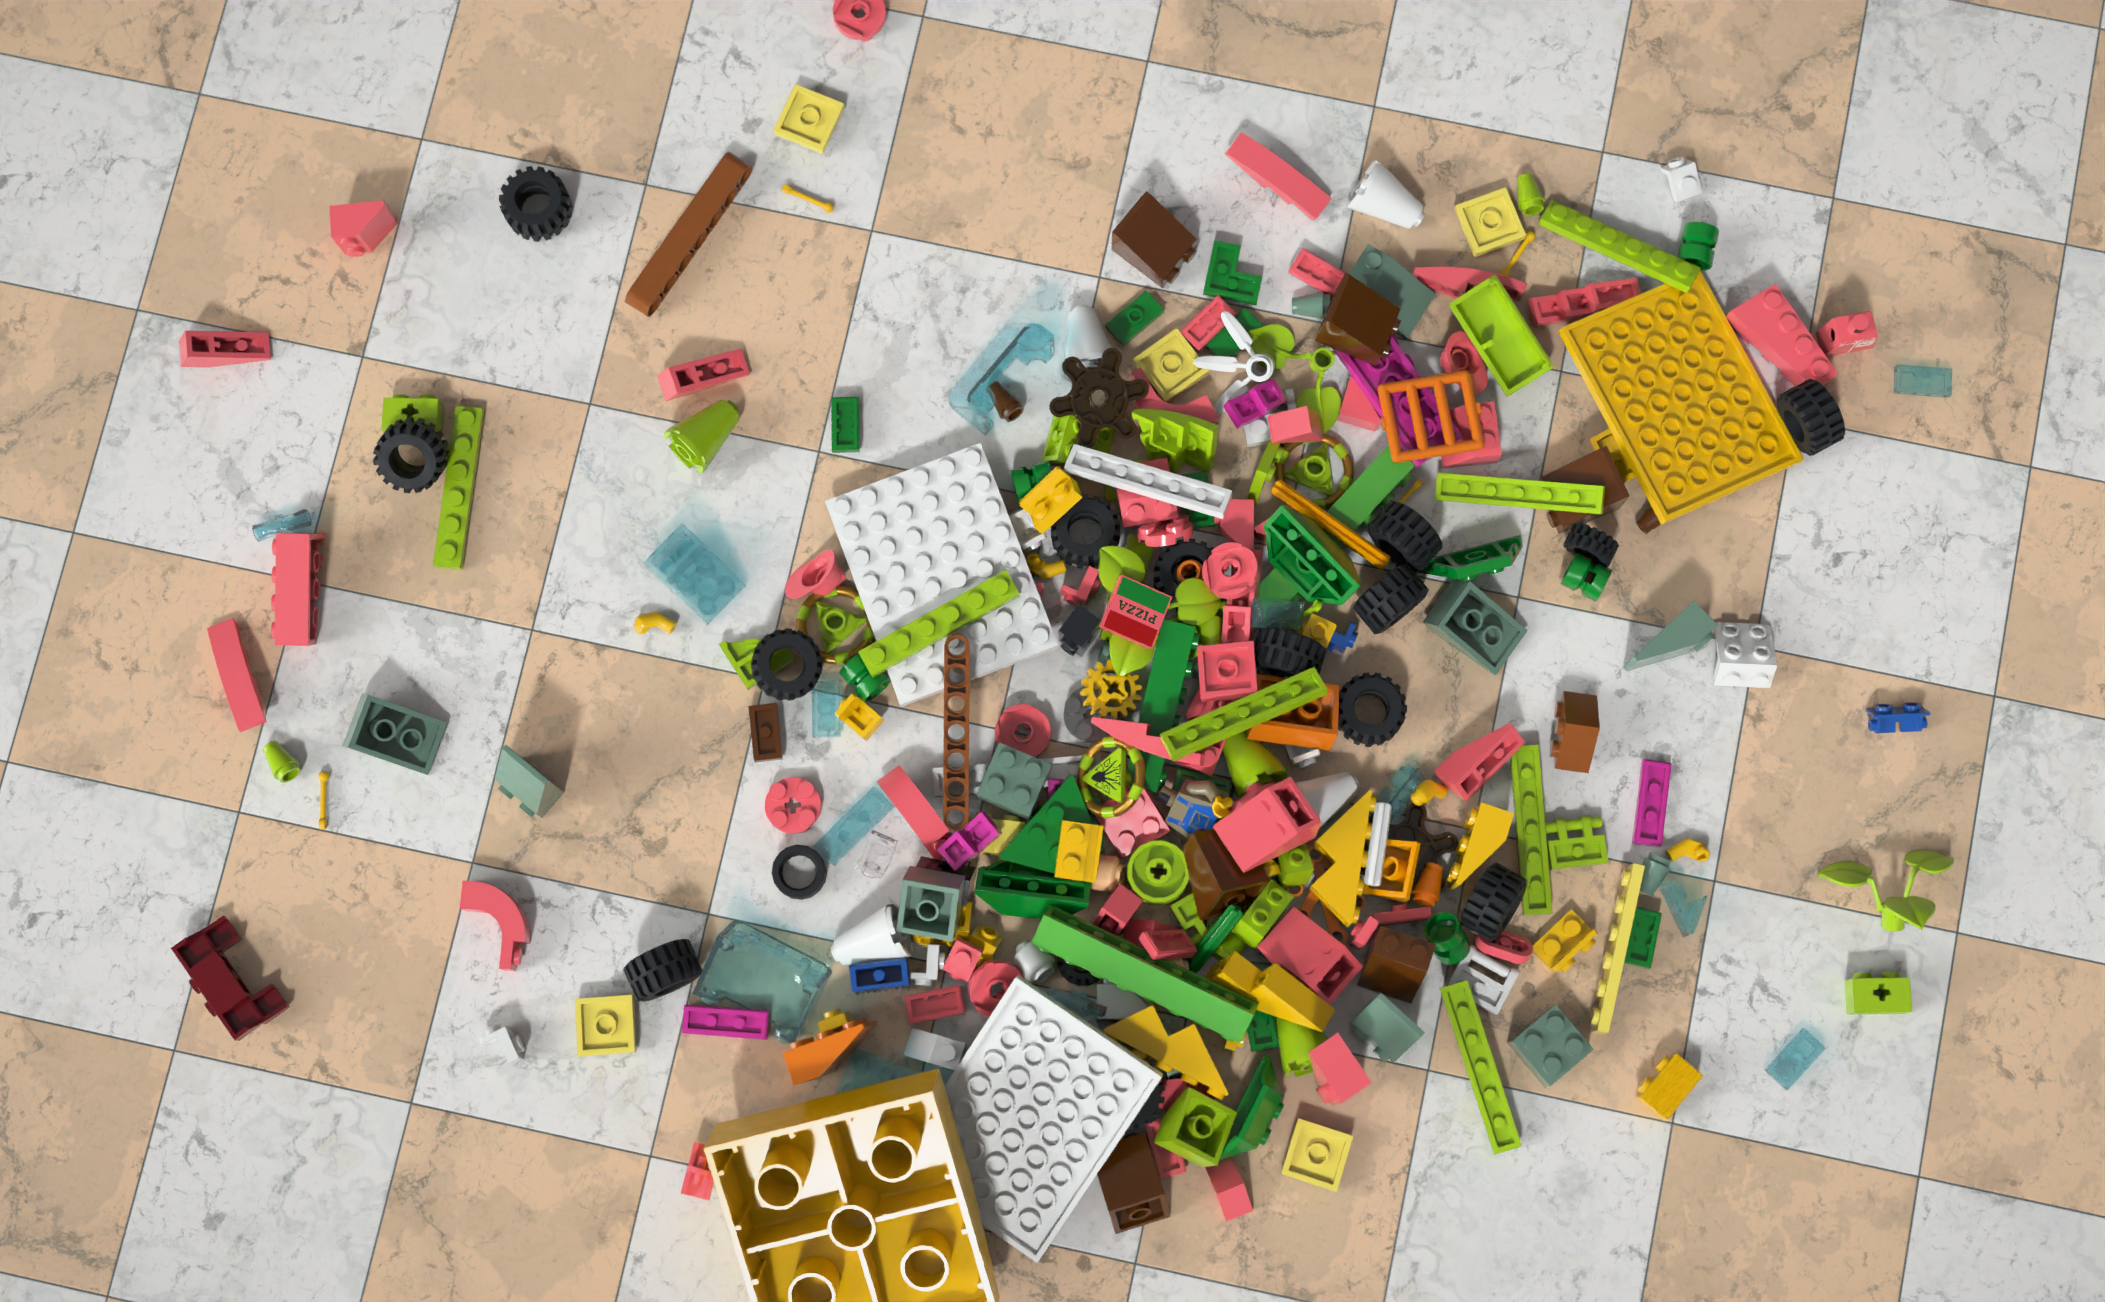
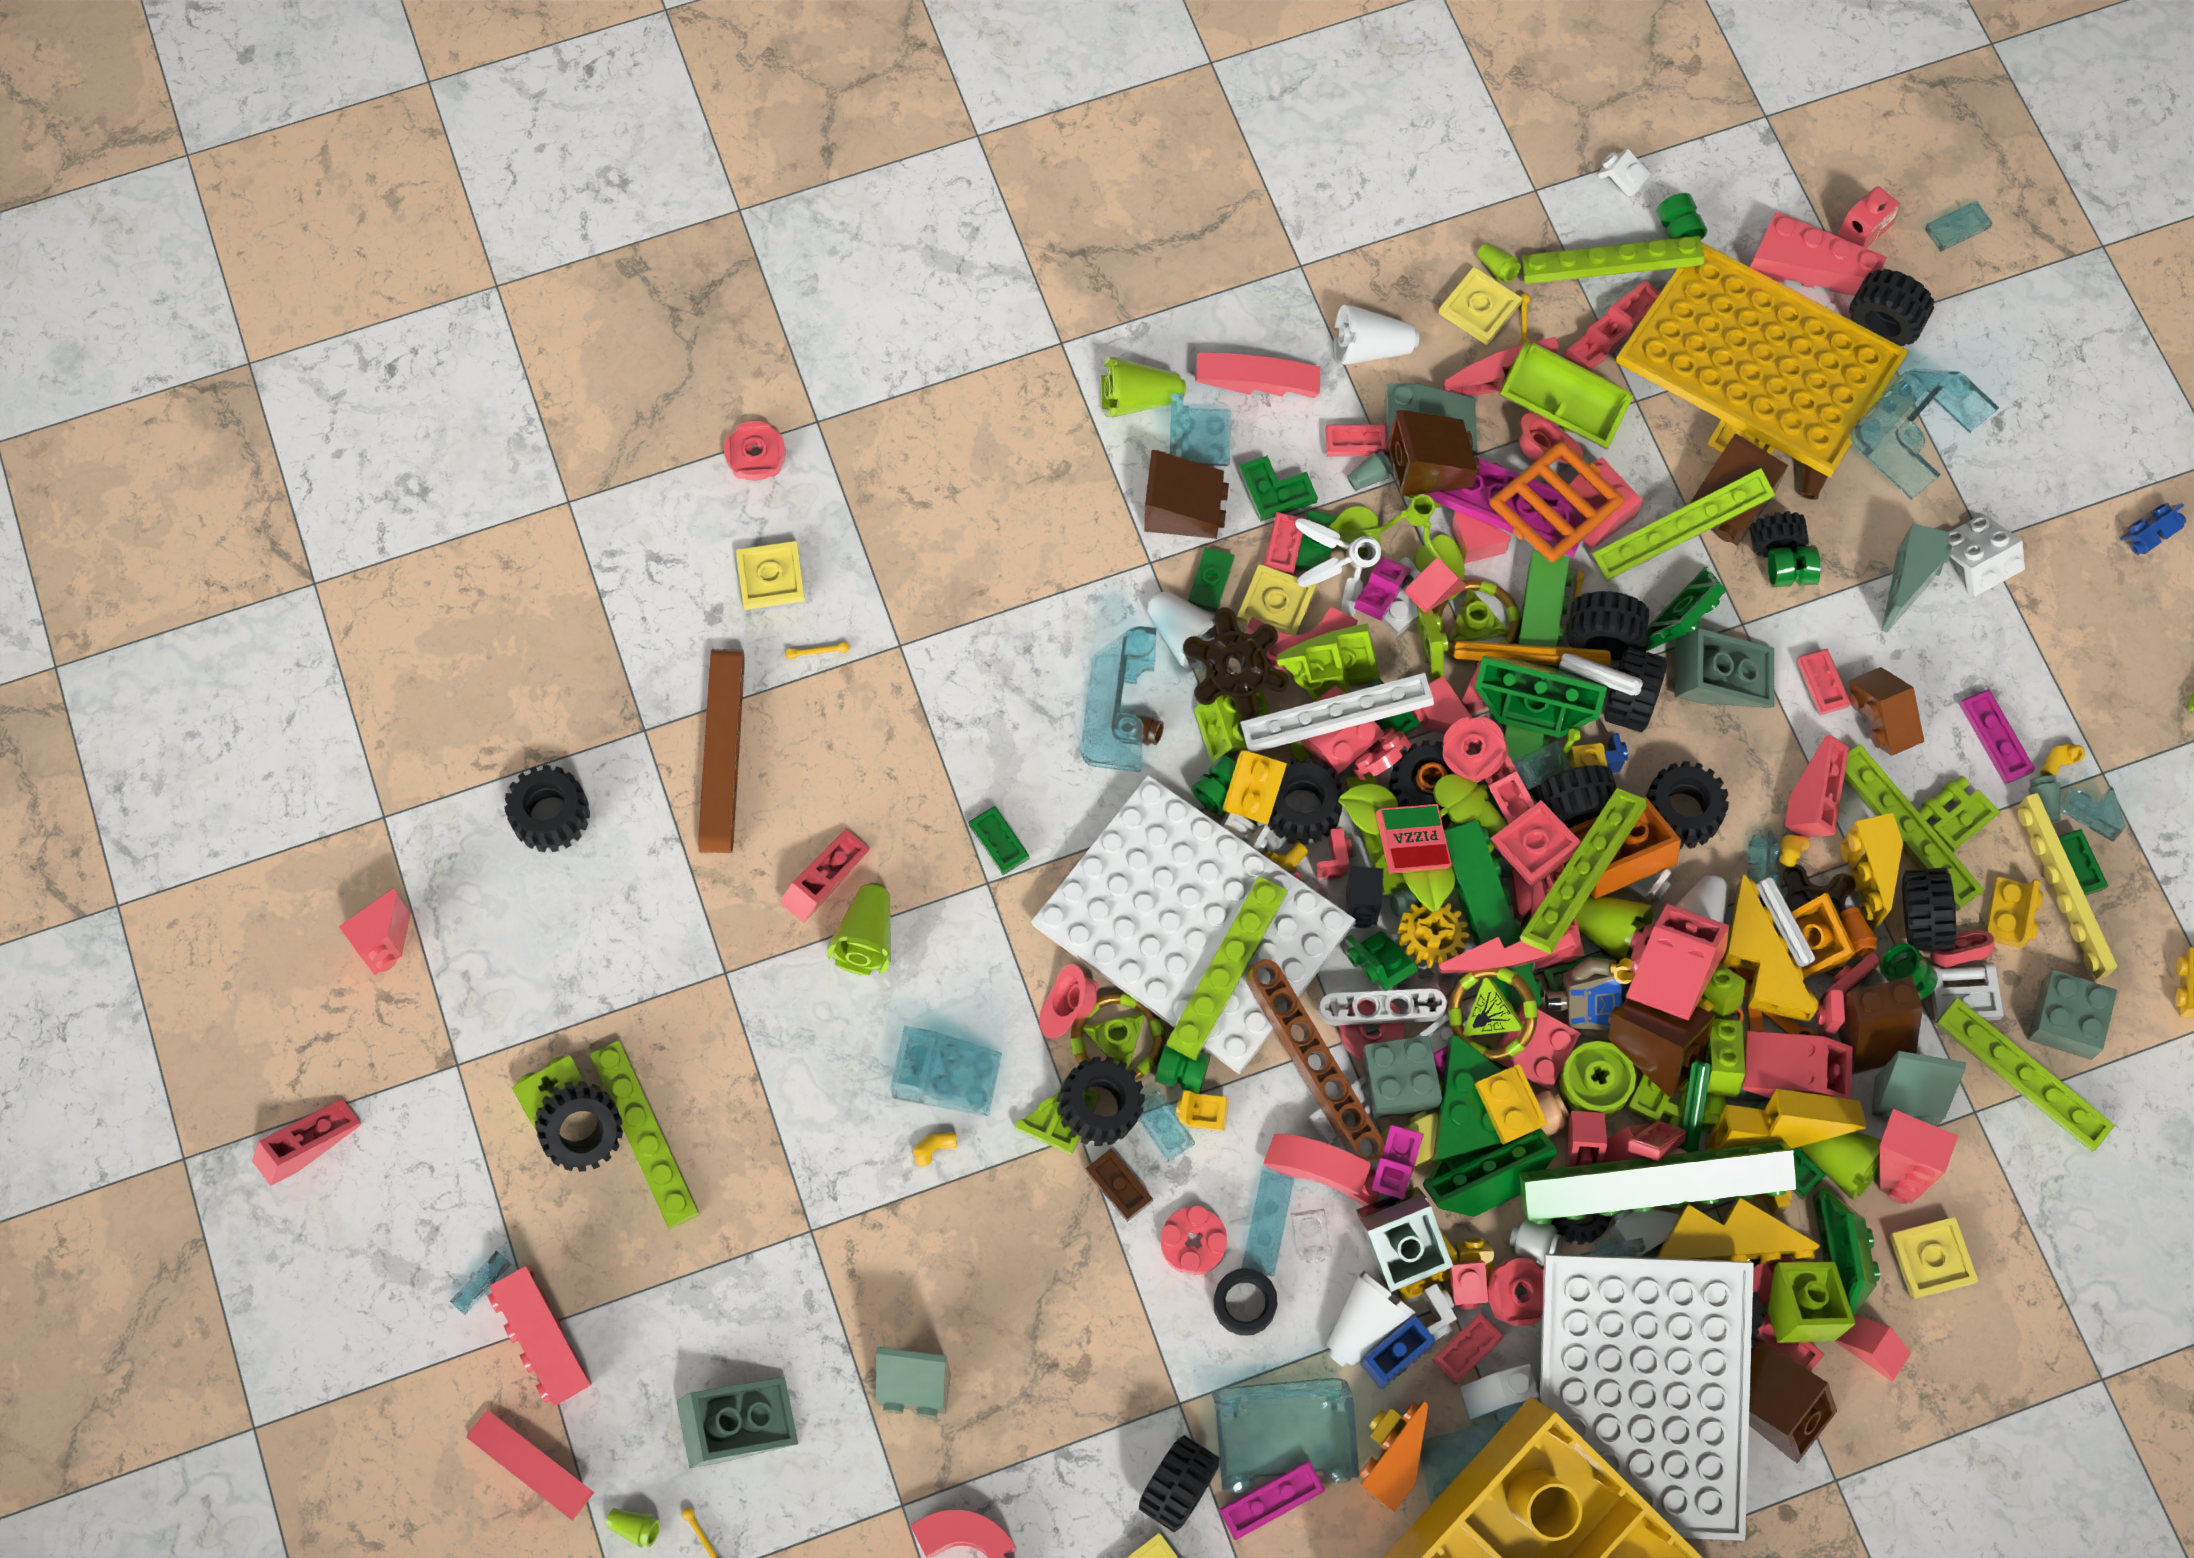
camera: 35 degrees left, 10 degrees down
(1036, 724) = (1382, 1001): none -> white beam
(1061, 686) = (1380, 960): none -> green bracket
(1178, 133) = (1136, 387): none -> lime cone
(1199, 197) = (1200, 433): none -> clear light blue bracket
(1364, 572) = (1601, 674): none -> white axle
(1546, 679) = (1823, 682): none -> coral plate
(1728, 517) = (1893, 439): none -> clear light blue windscreen

